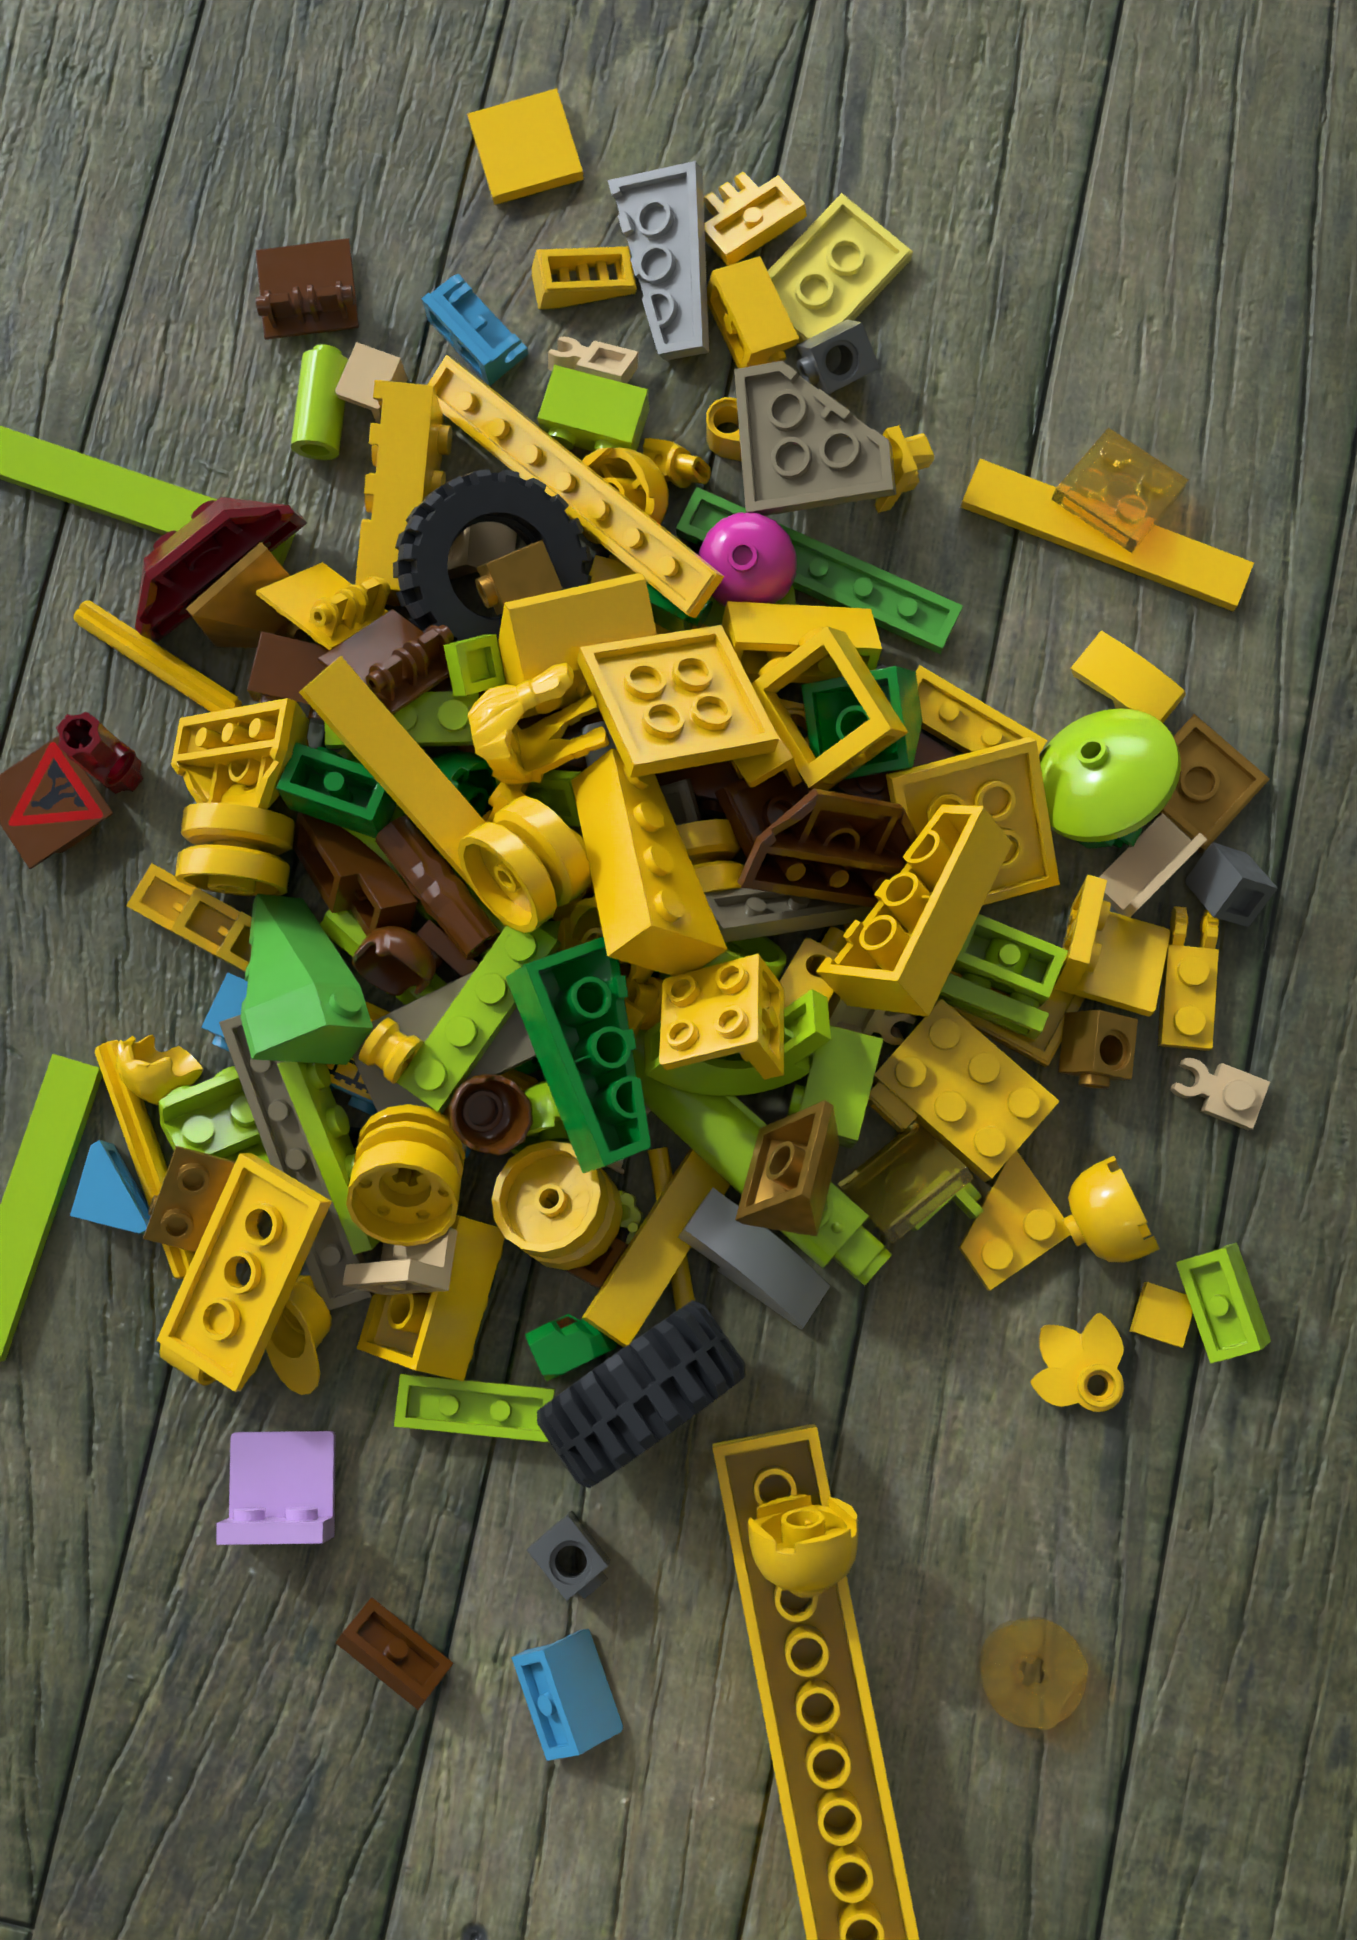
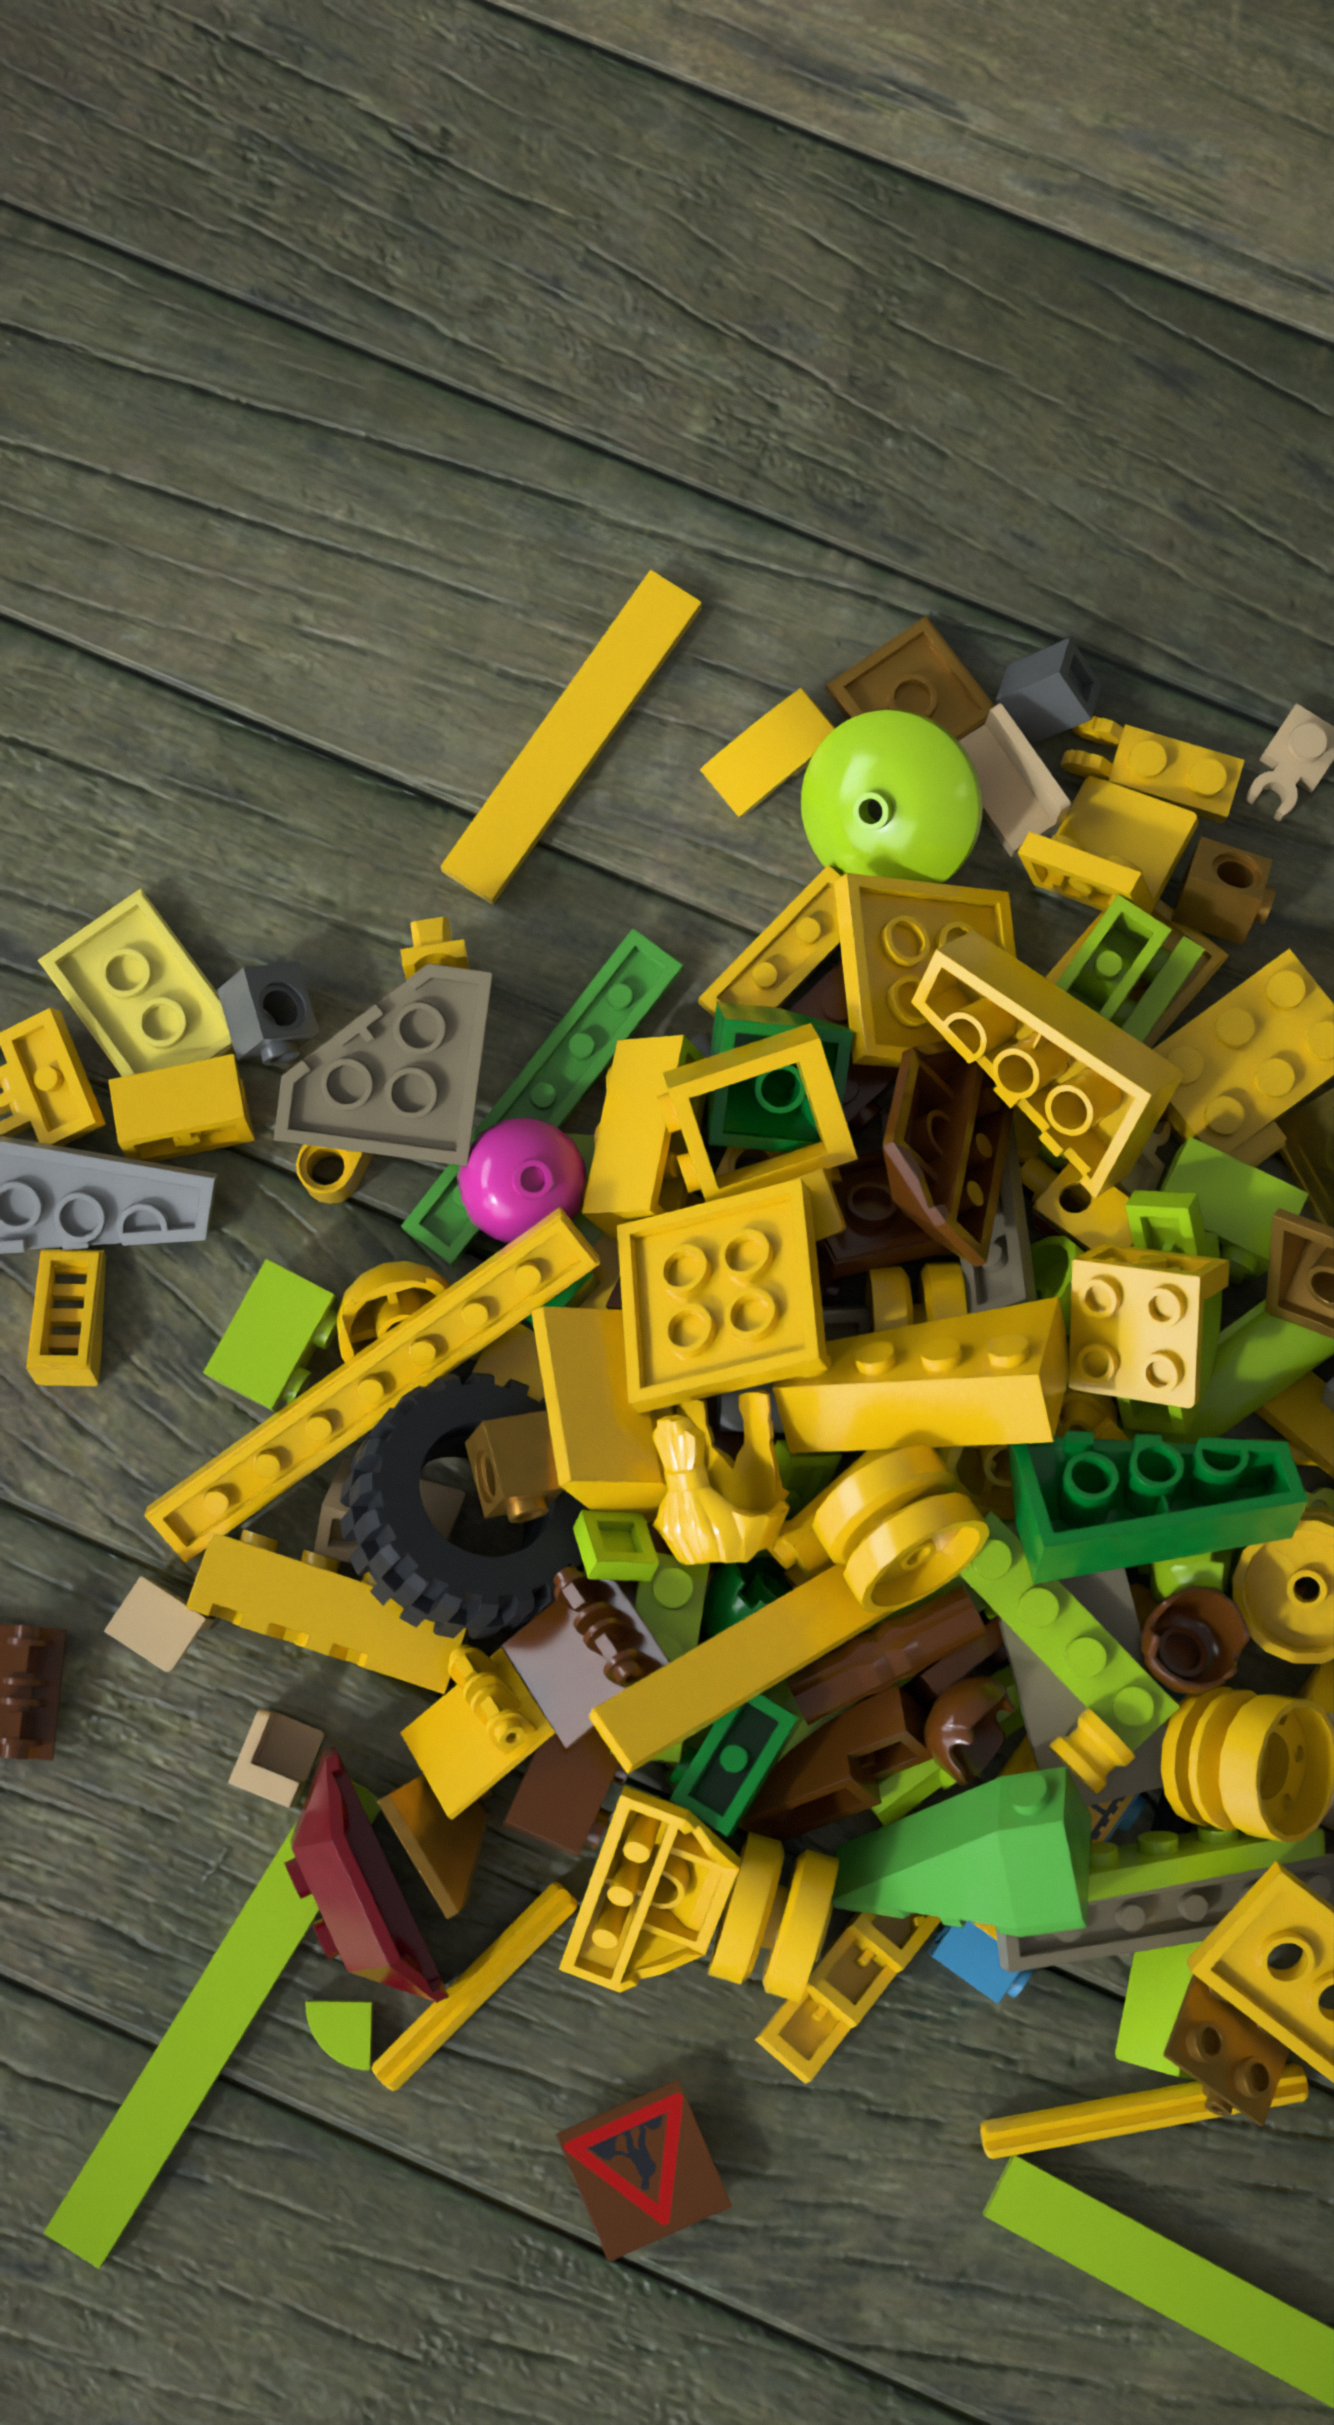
camera: 85 degrees left, 0 degrees up
(99, 752) = (613, 2074): dark red piece -> none
(109, 1192) = (1191, 2164): dark azure slope -> none
(111, 577) = (343, 2030): none -> lime tile
(155, 1073) = (1040, 2073): yellow hair -> none
(210, 1116) = (1118, 2011): lime bracket -> none
(293, 482) = (277, 1757): none -> tan panel
(318, 409) = (169, 1702): lime brick -> none
(473, 329) = (111, 1474): dark azure hinge -> none
(598, 359) = (200, 1321): tan plate -> none
(676, 462) = (357, 1250): yellow piece -> none
(1119, 490) = (523, 705): clear yellow plate -> none

